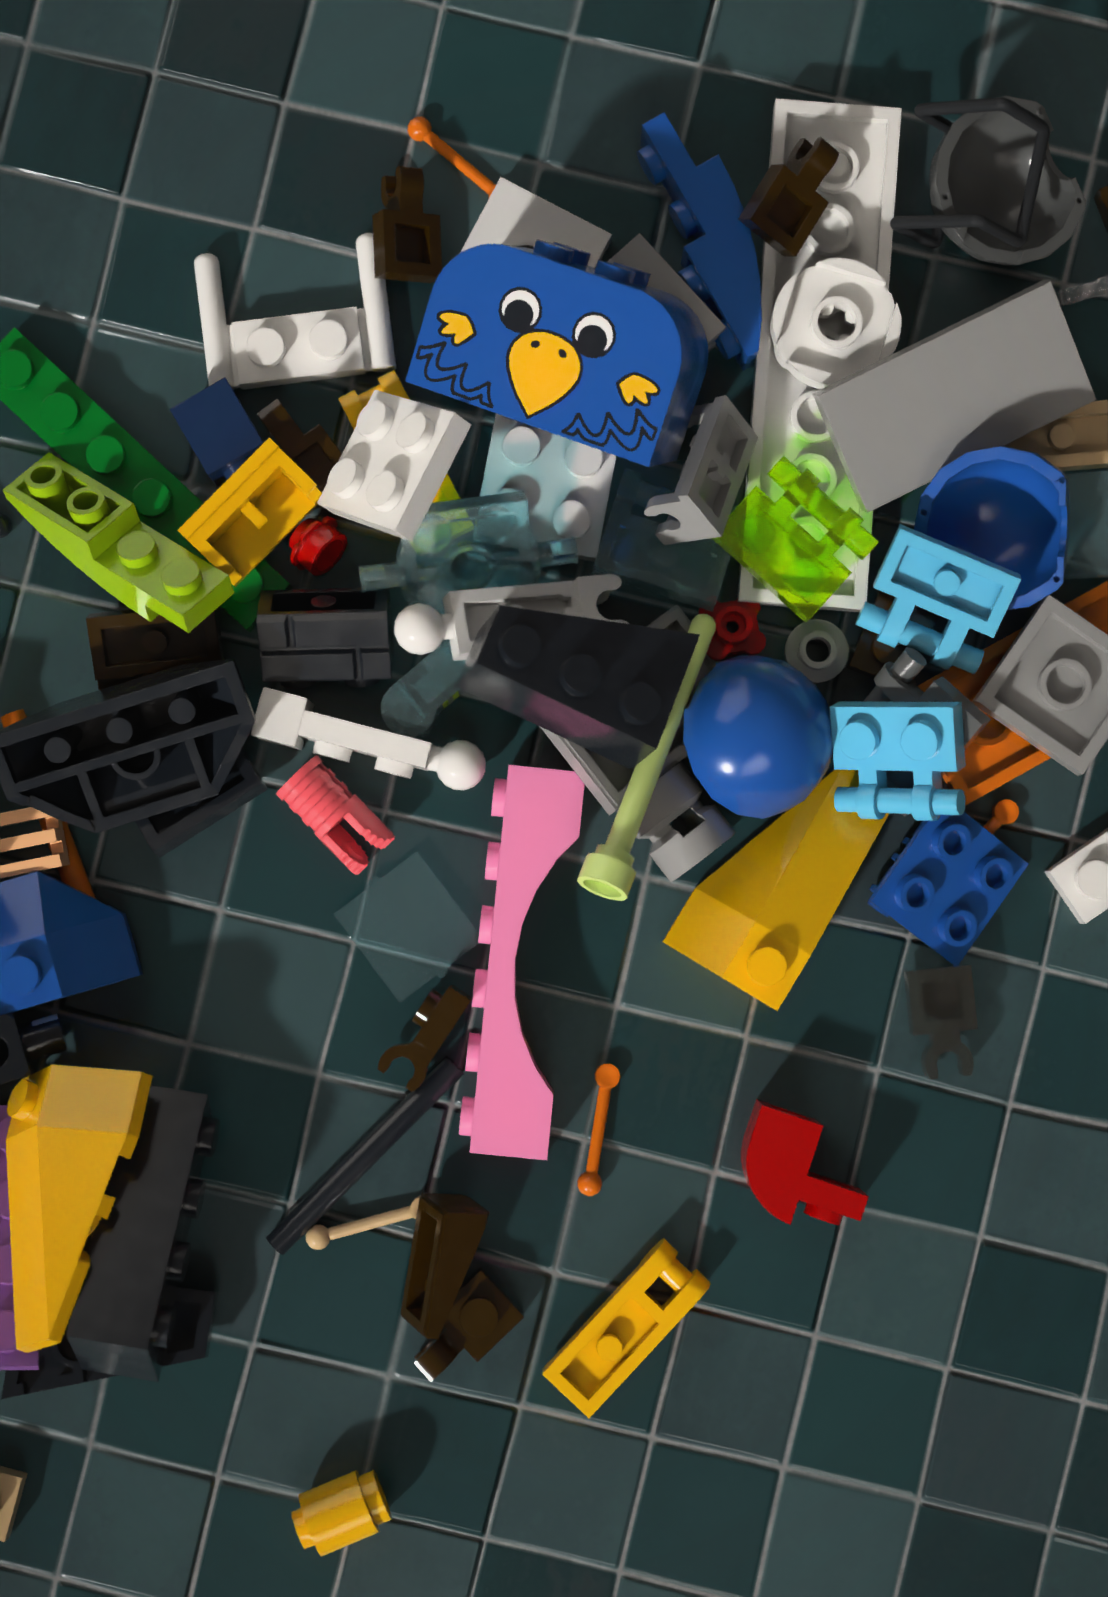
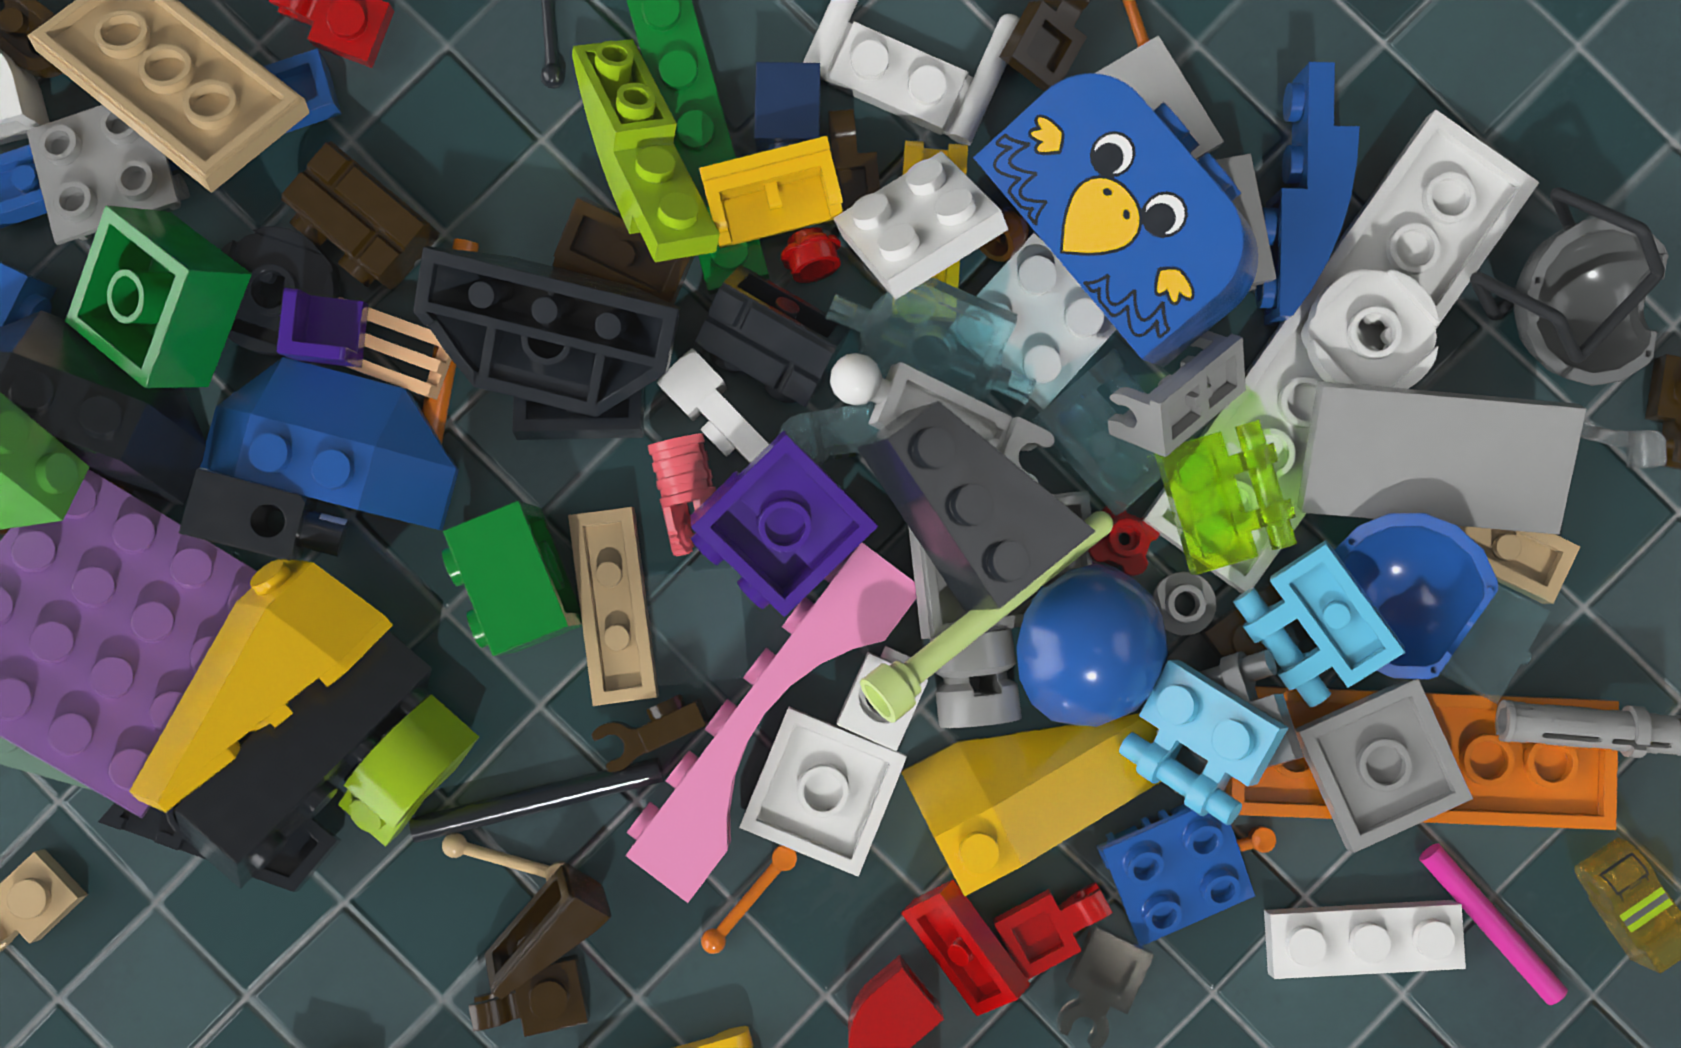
camera: 25 degrees right, 0 degrees up
(230, 976) = (512, 578): none -> green brick
(237, 1195) = (406, 769): none -> lime brick
(329, 948) = (613, 606): none -> tan plate
(430, 791) = (780, 525): none -> dark purple plate
(482, 421) = (1003, 249): none -> reddish brown hinge
(602, 916) = (867, 722): none -> white brick
(605, 998) = (823, 791): none -> white plate
(787, 201) = (1396, 201): dark brown plate -> none
(807, 1057) = (965, 948): none -> red plate
(865, 1004) = (1042, 931): none -> red plate

